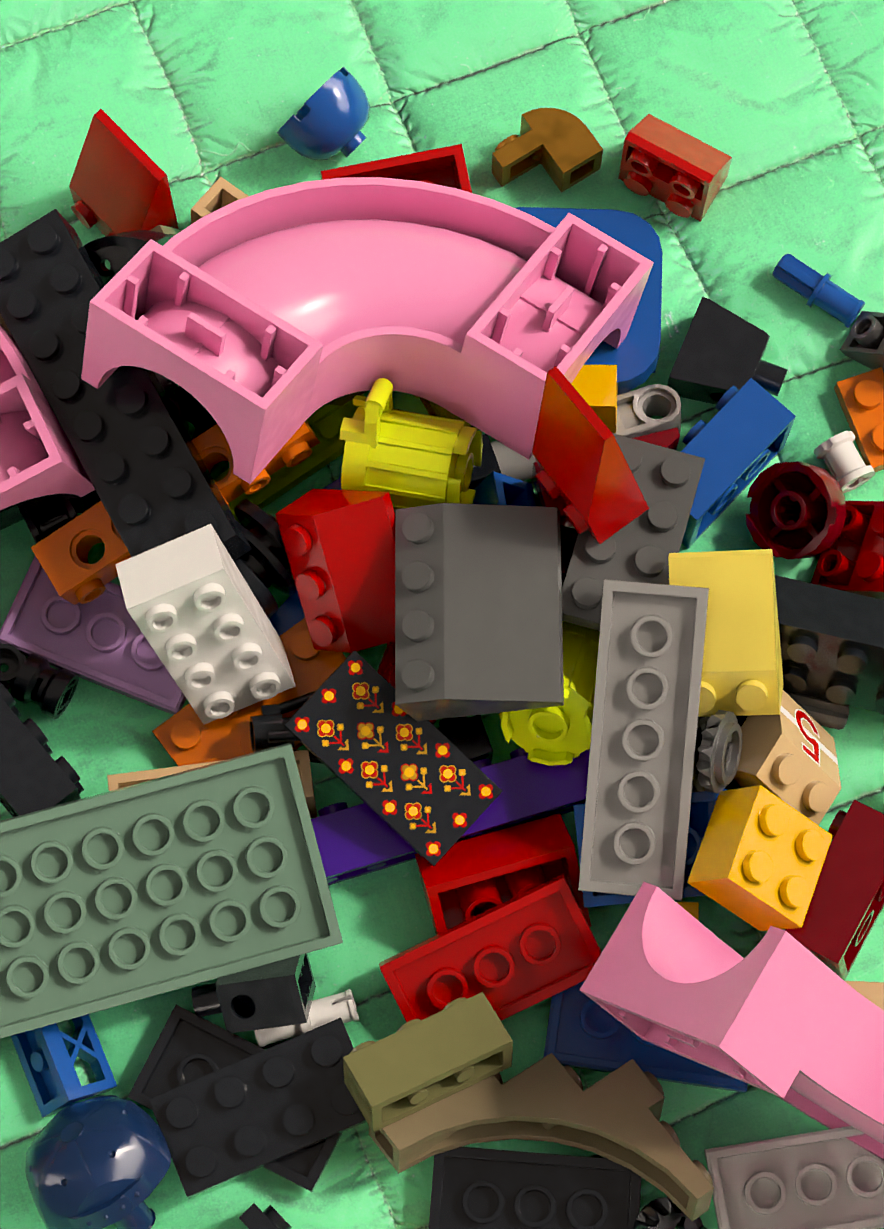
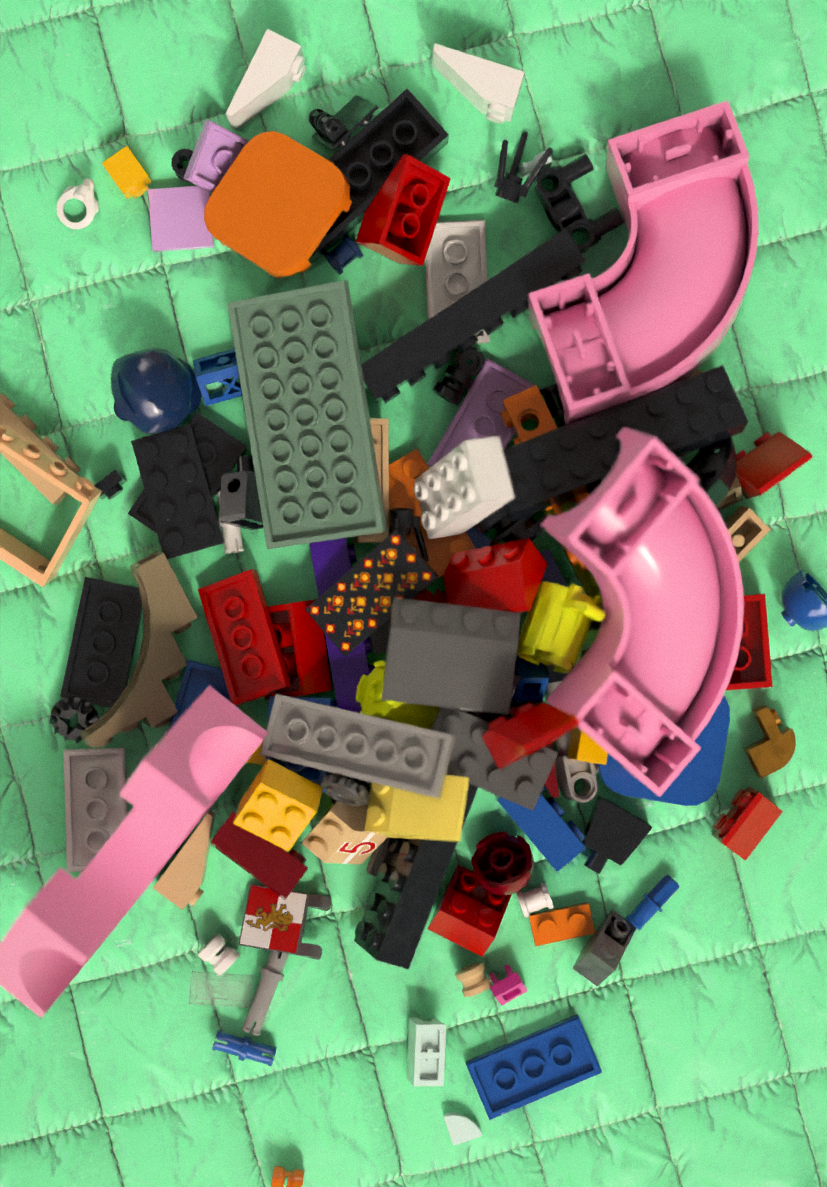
camera: 95 degrees right, 15 degrees up
(427, 1061) = (188, 590): olive brick -> none

